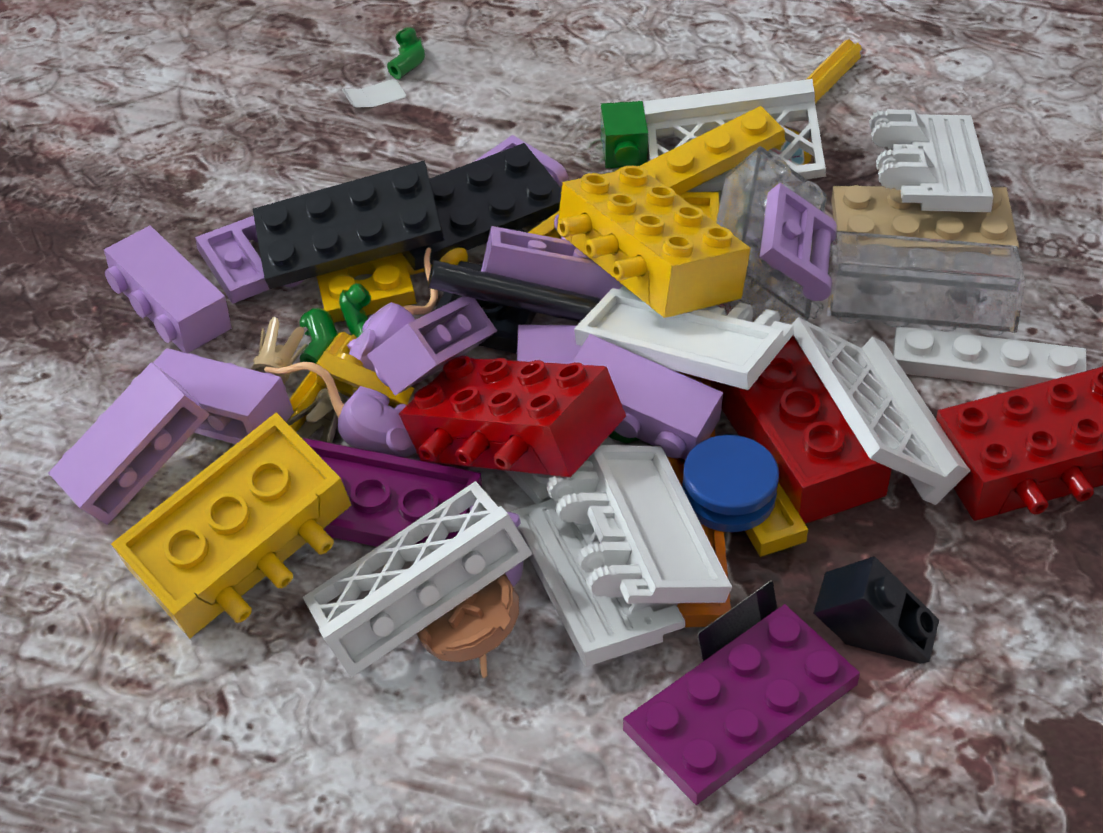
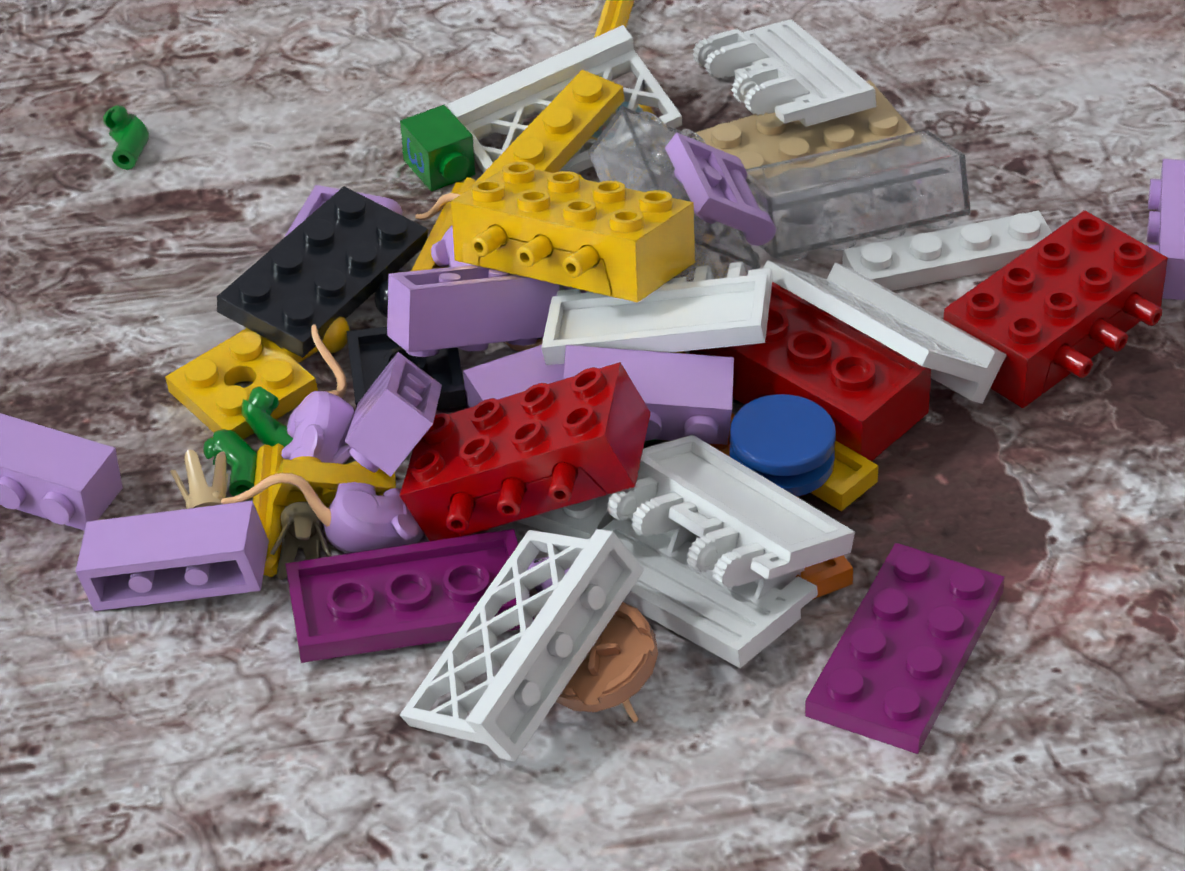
camera: 25 degrees left, 5 degrees down
(128, 444) = (118, 626): lavender brick -> none
(234, 526) = (300, 664): yellow piece -> none
(235, 259) = (78, 409): lavender plate -> none
(347, 224) = (208, 329): black plate -> none
(375, 94) = (115, 192): white sticker -> none
(510, 291) = (446, 335): black piece -> none
(737, 620) = (860, 575): black sticker -> none
(876, 611) = (987, 516): black slope -> none

